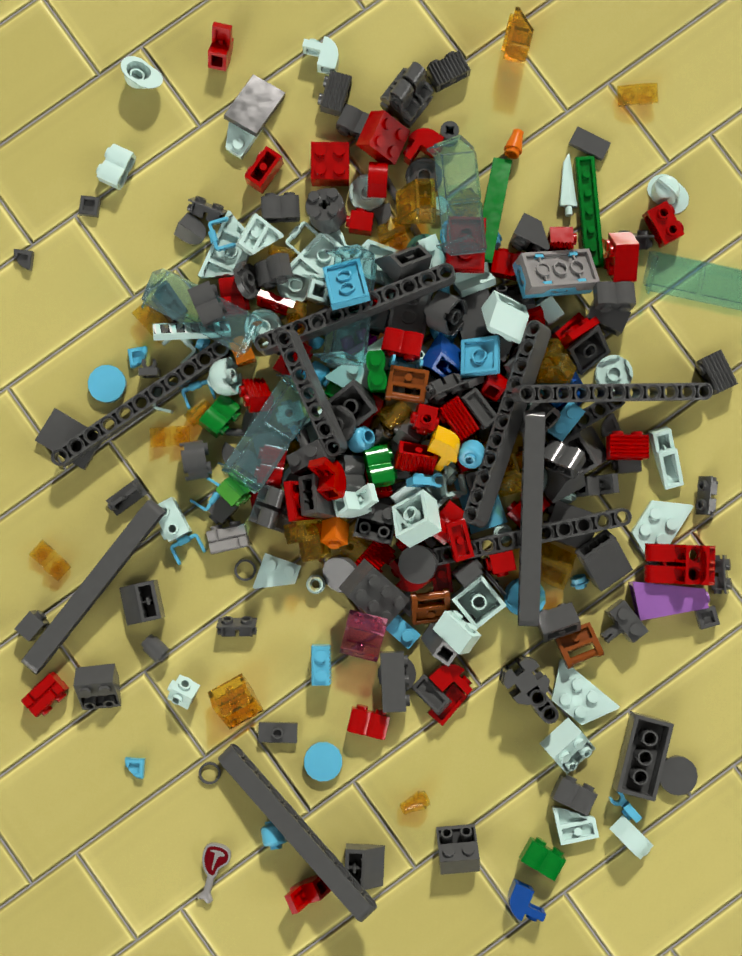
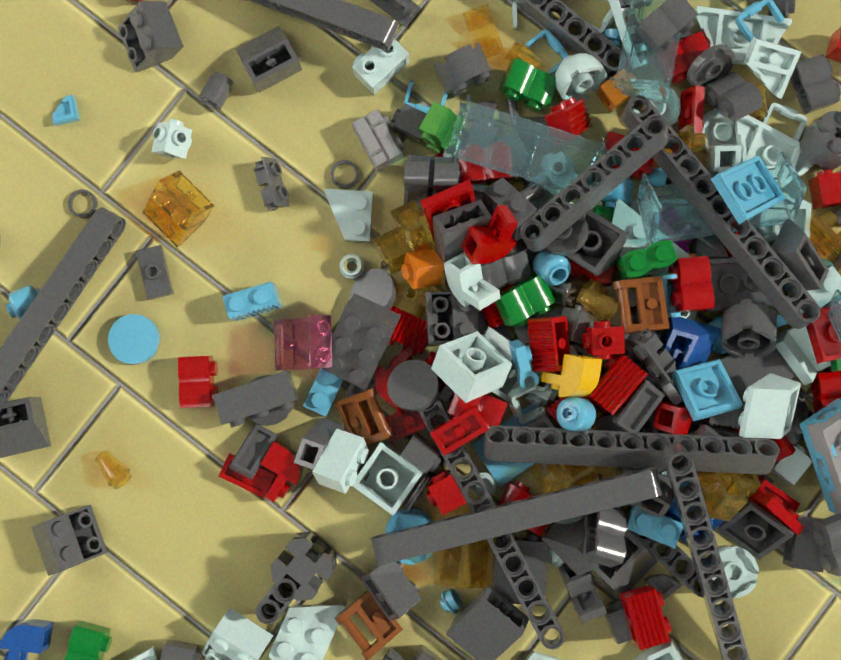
camera: 75 degrees right, 0 degrees up
(183, 540) = (360, 89): medium azure piece -> none

